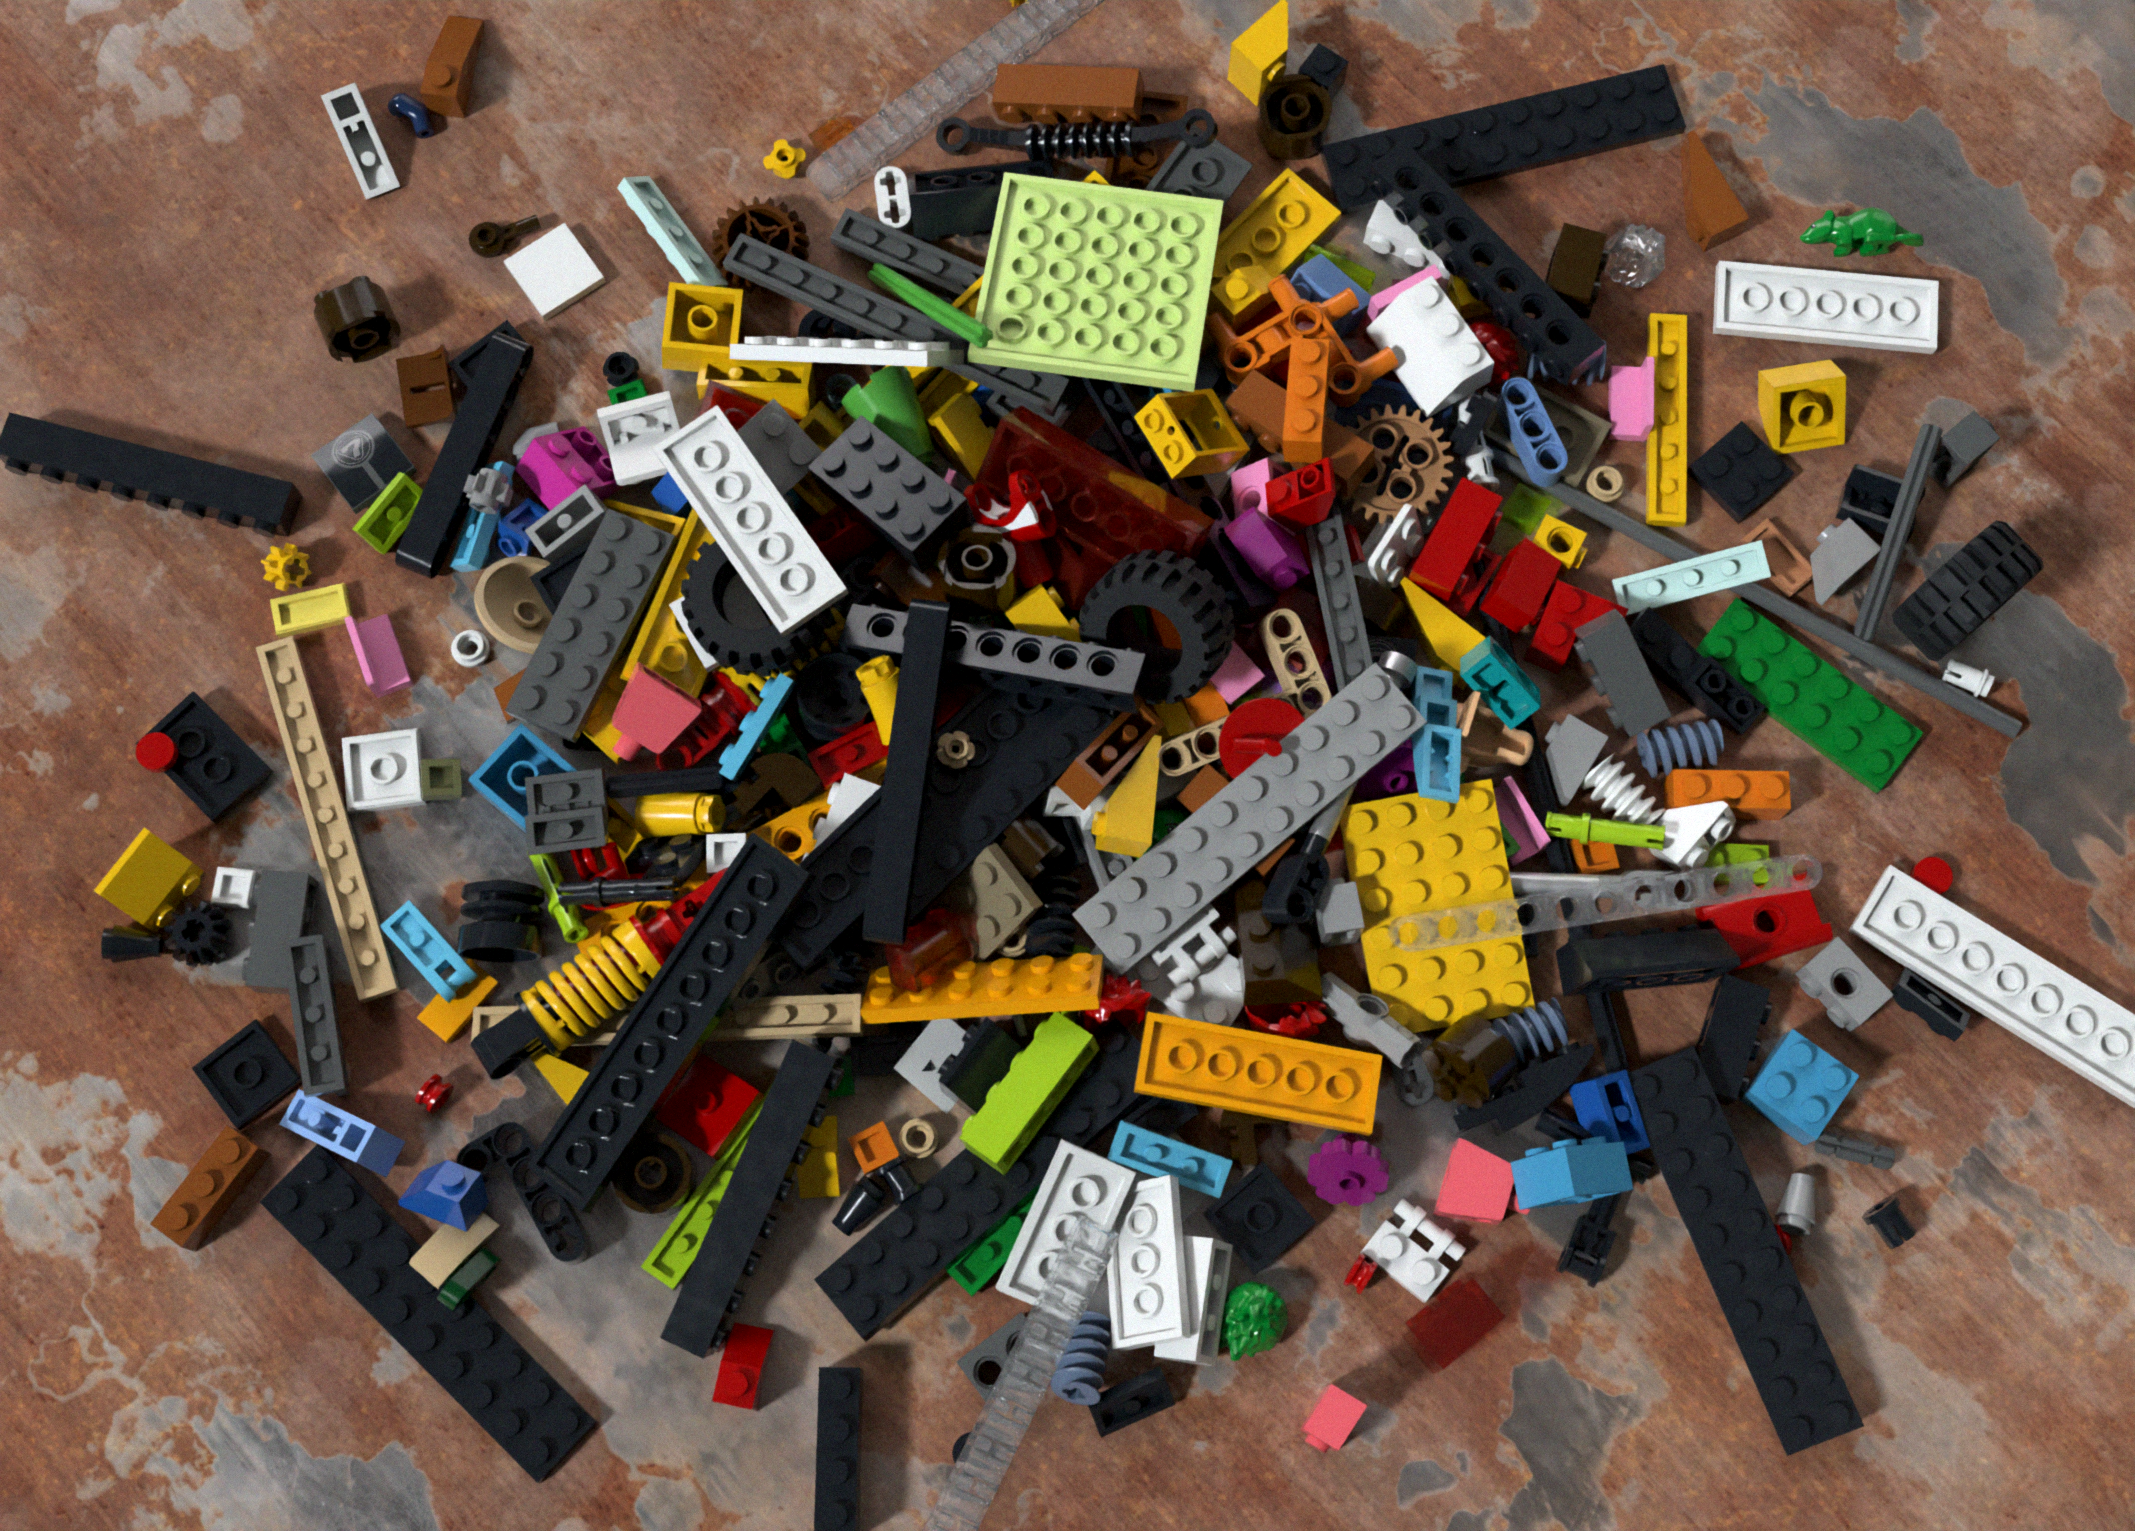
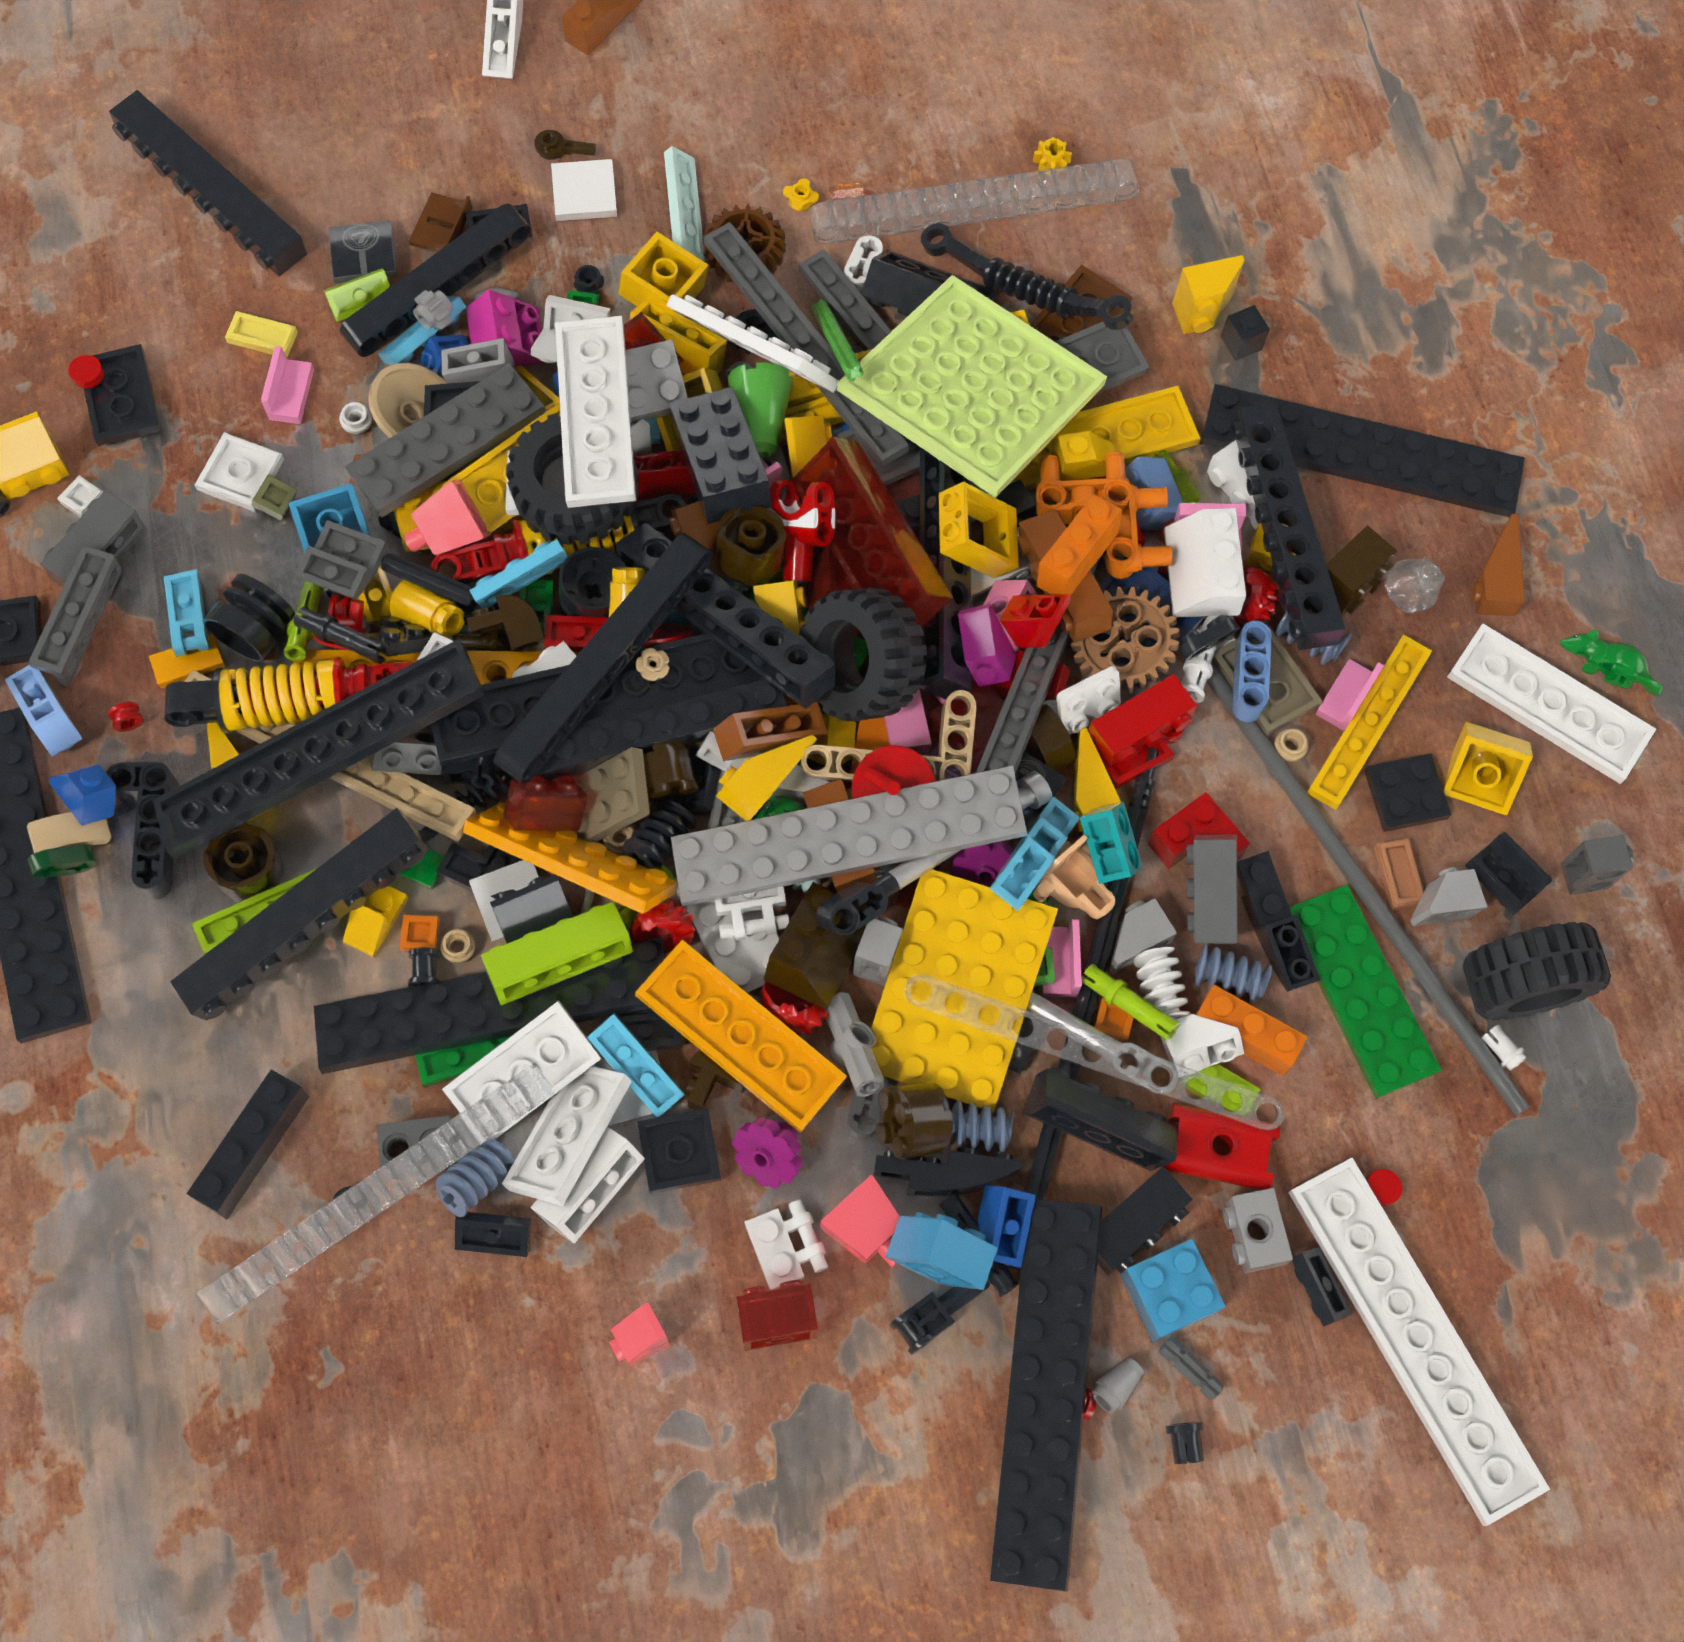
camera: 25 degrees right, 5 degrees down
(187, 928) = (34, 514): black gear -> none
(276, 563) = (255, 300): yellow gear -> none
(327, 820) = (176, 485): tan plate -> none
(356, 320) = (417, 148): dark brown brick -> none
(404, 104) = (554, 30): dark blue arm -> none
(709, 1107) = (314, 834): red plate -> none
(743, 1367) = (219, 1041): red slope -> none
(860, 1204) = (381, 970): black cone -> none
(1068, 94) = (1039, 248): dark orange brick -> none
(1252, 1319) = (626, 1225): green hair -> none
(1293, 117) = (1204, 351): dark brown brick -> none
(1360, 1273) = (731, 1238): red bush -> none
(1521, 586) = (1175, 783): red brick -> none
(1525, 509) = (1214, 729): clear neon green plate -> none
(1558, 531) = (1223, 756): yellow brick -> none
(1692, 578) = (1318, 849): light aqua plate -> none
(1897, 532) = (1507, 900): dark grey axle -> none

